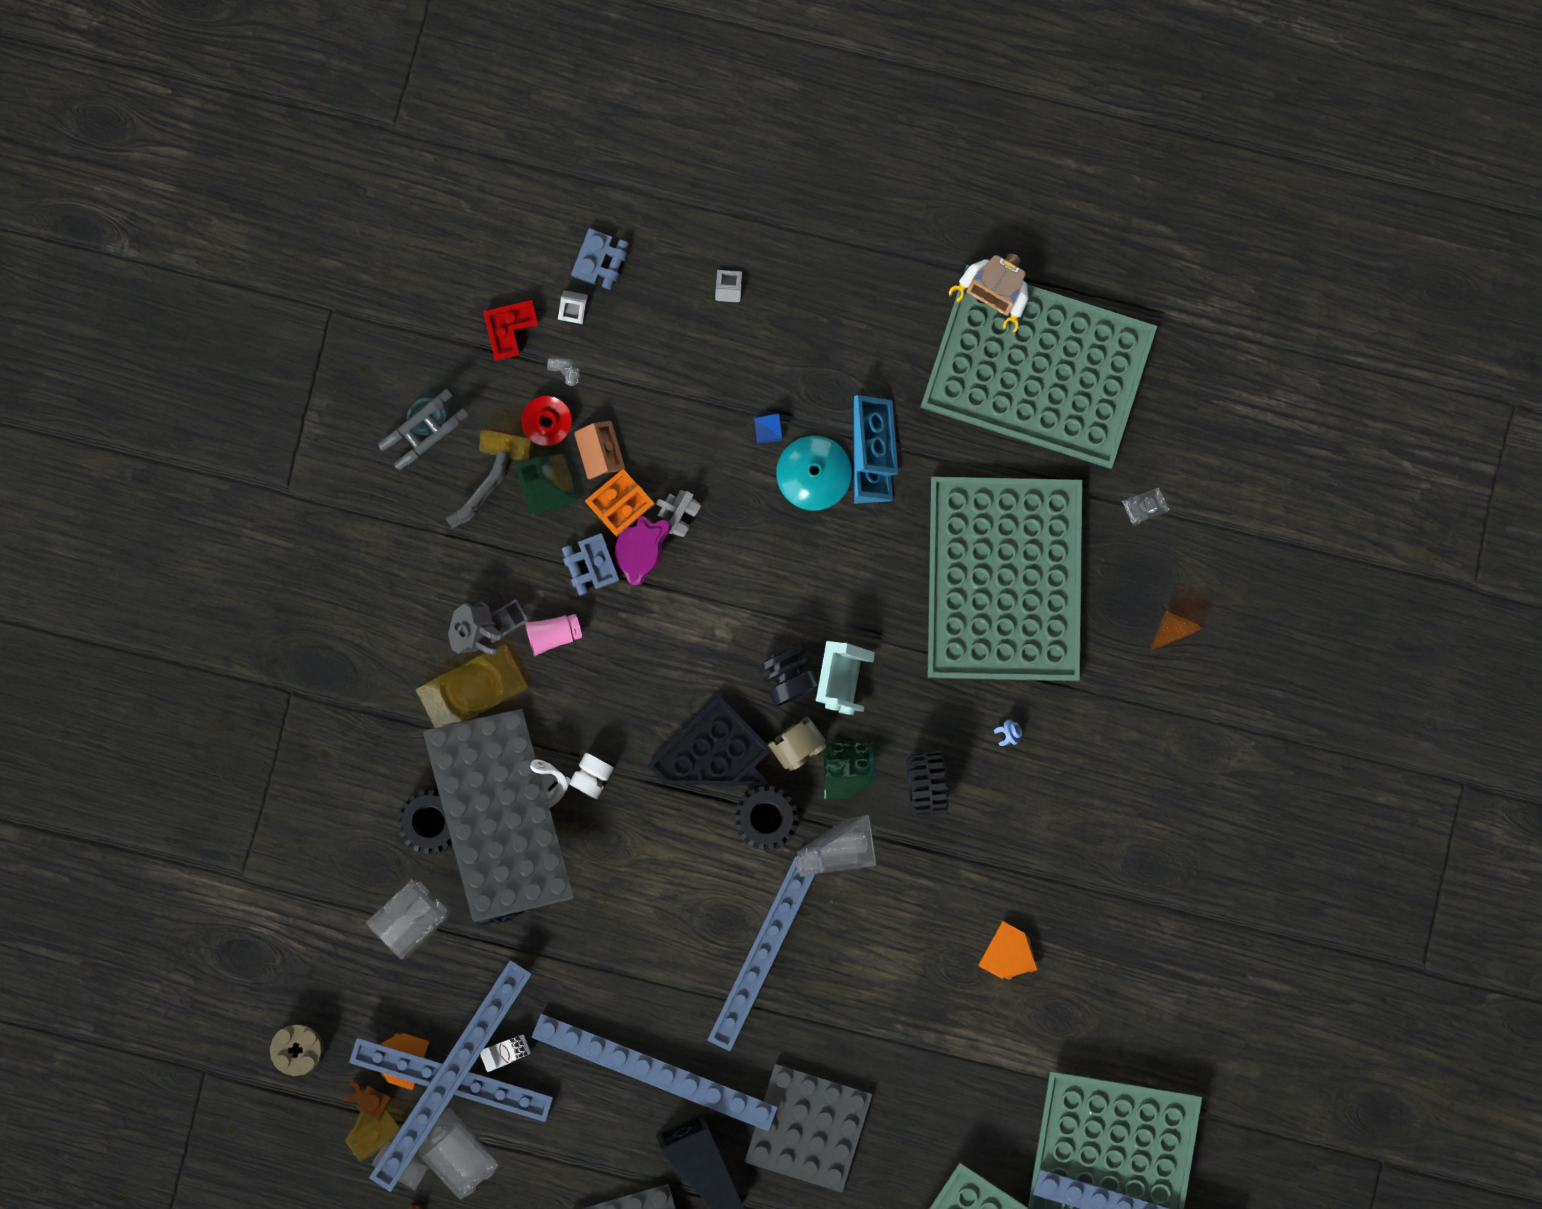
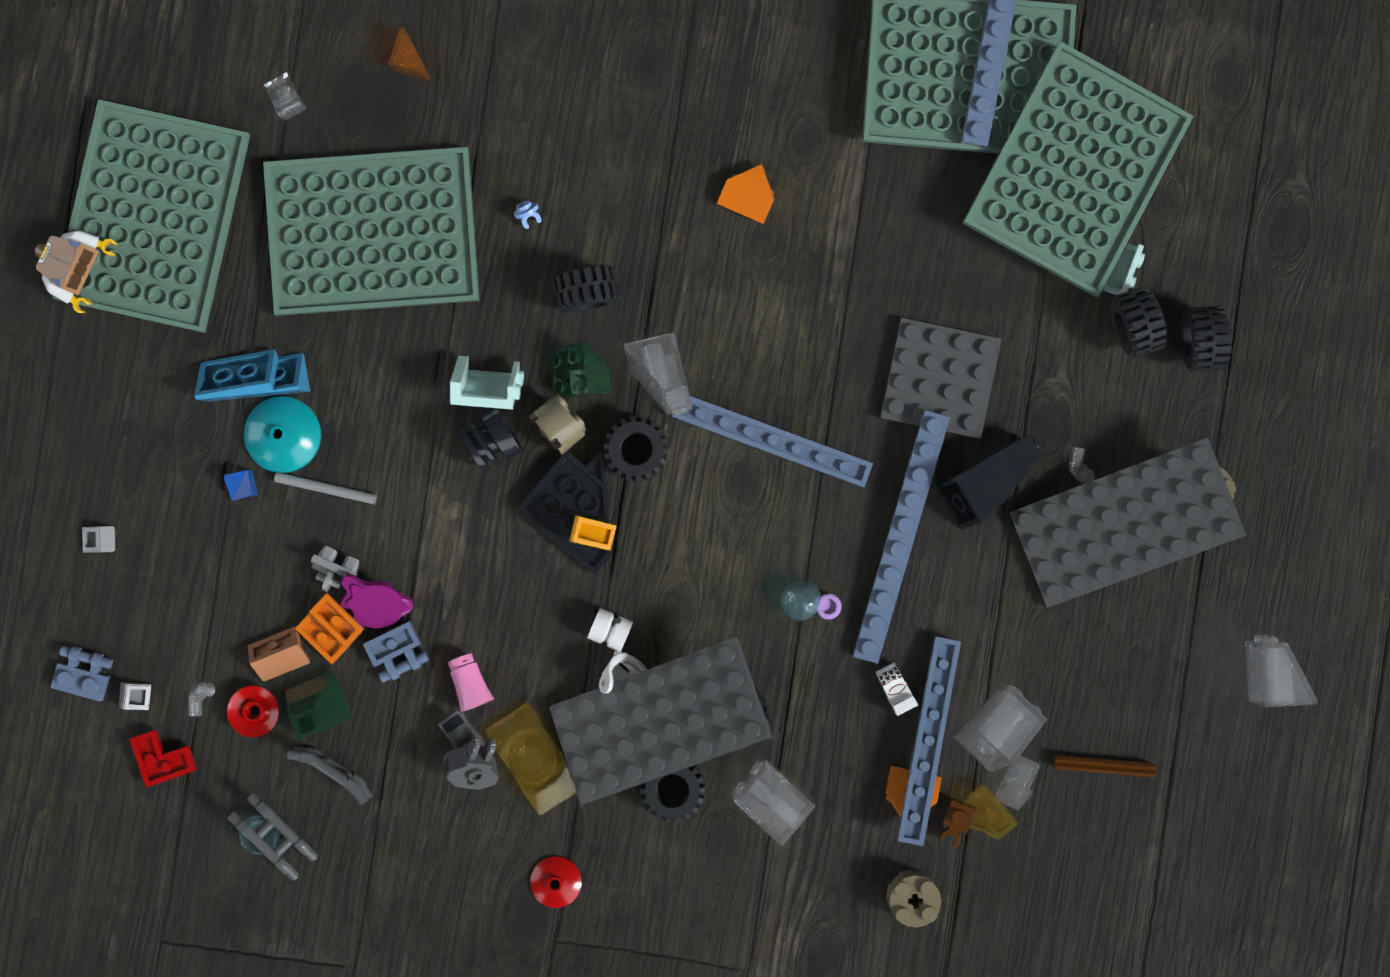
camera: 90 degrees left, 5 degrees up
(360, 705) = (556, 869): none -> red dish
(450, 1076) = (927, 743): sand blue plate -> none
(513, 446) = (282, 739): clear yellow slope -> none
(592, 994) = (829, 606): none -> lavender tile
(601, 966) = (800, 600): none -> clear light blue hair
(688, 767) = (592, 533): none -> light orange slope
(757, 510) = (325, 488): none -> light grey bar

